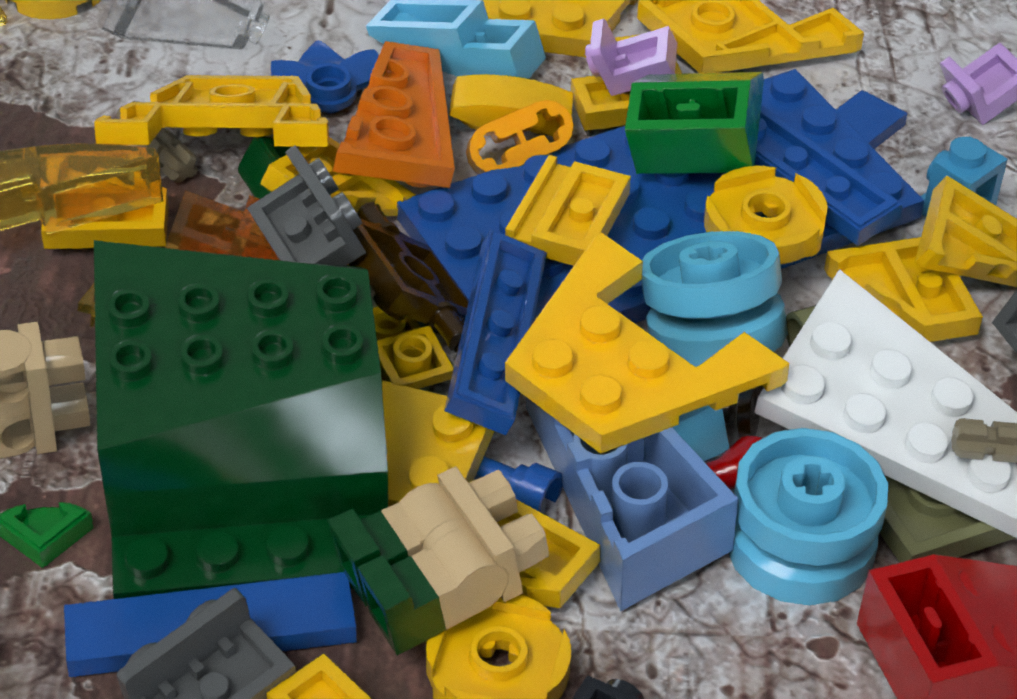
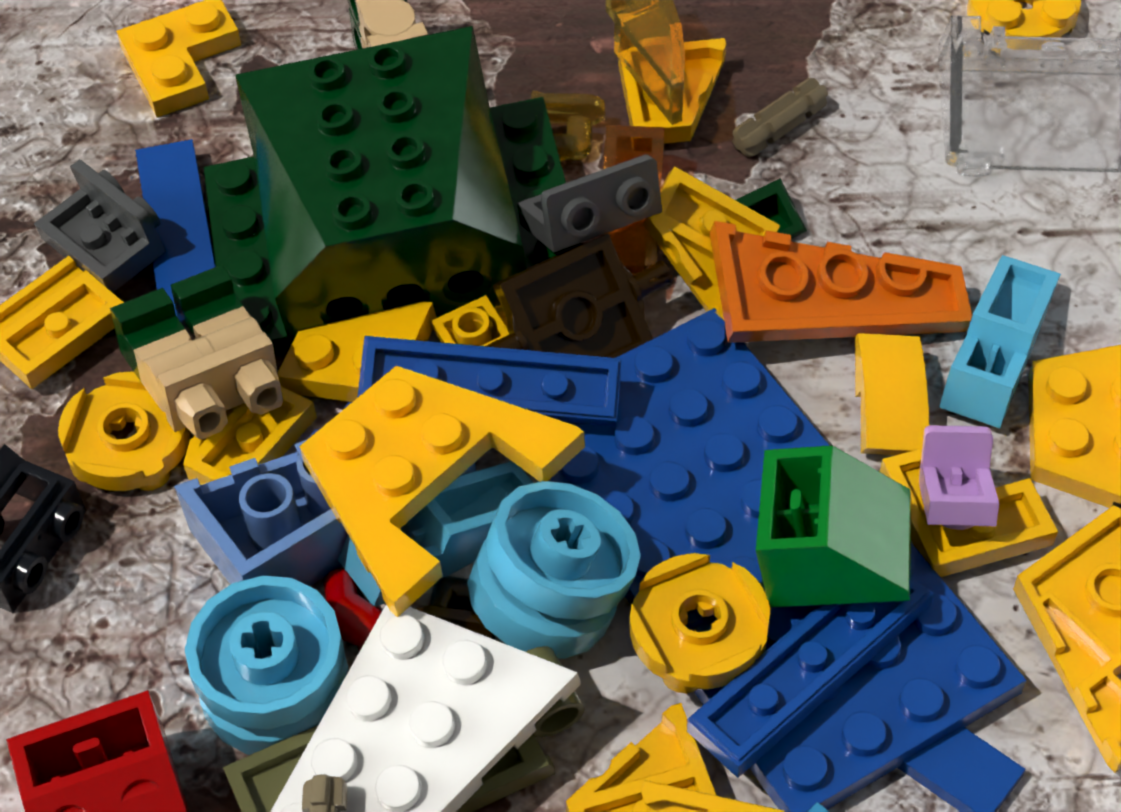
camera: 90 degrees right, 10 degrees up
(212, 102) = (821, 148): yellow wing -> none
(328, 76) = (913, 230): blue plate -> none
(514, 126) = (832, 391): light orange beam -> none
(568, 208) = (679, 434): yellow plate -> none

